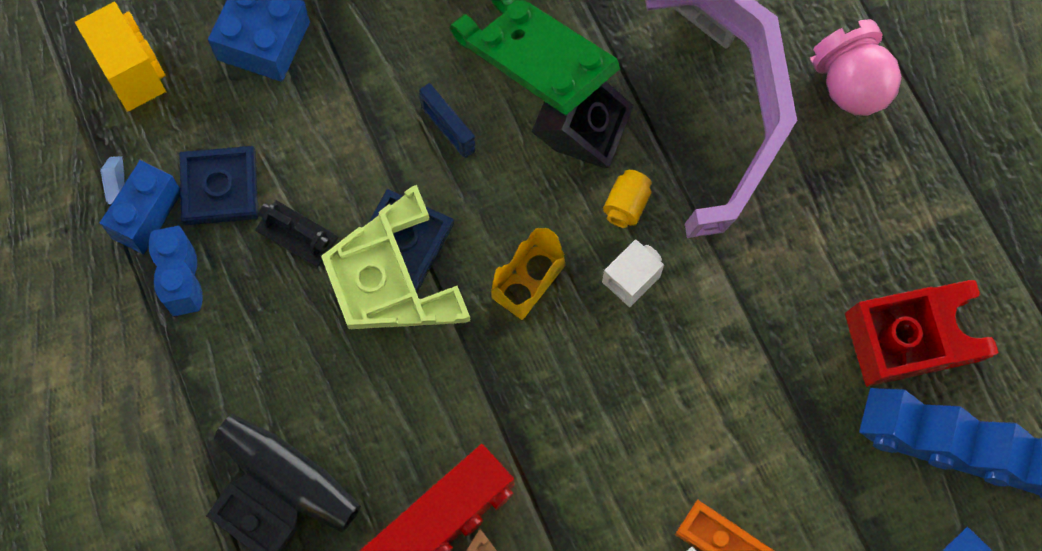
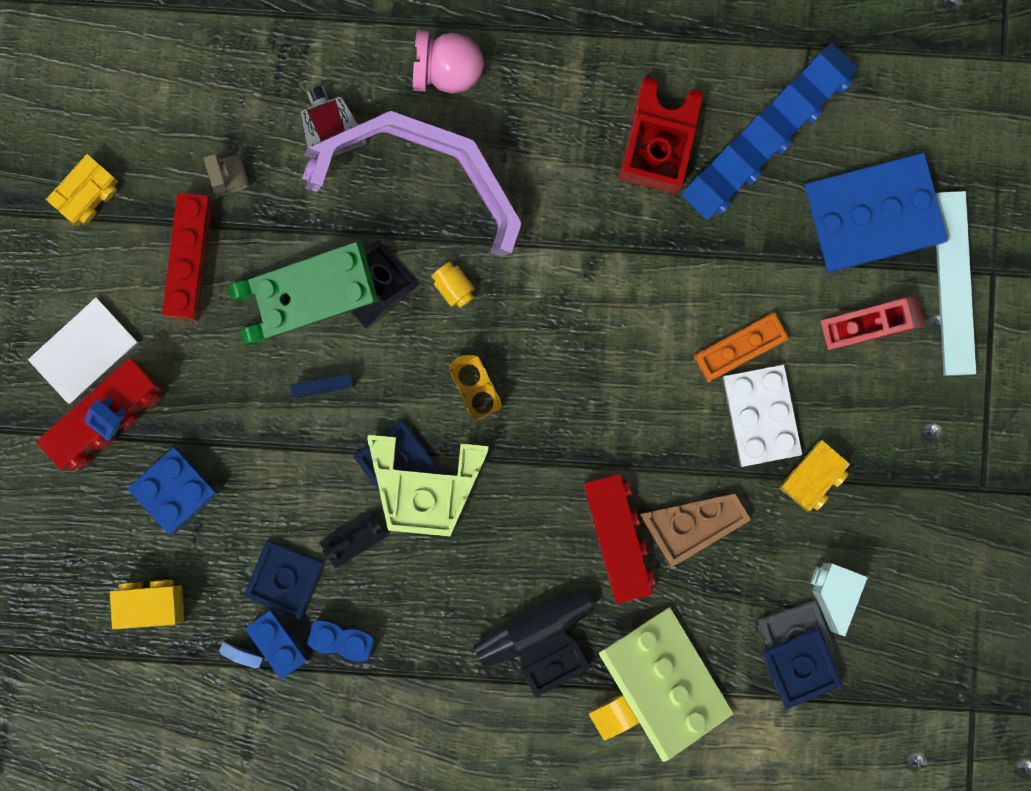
camera: 65 degrees left, 15 degrees up
(633, 272) = (511, 311): white brick -> none

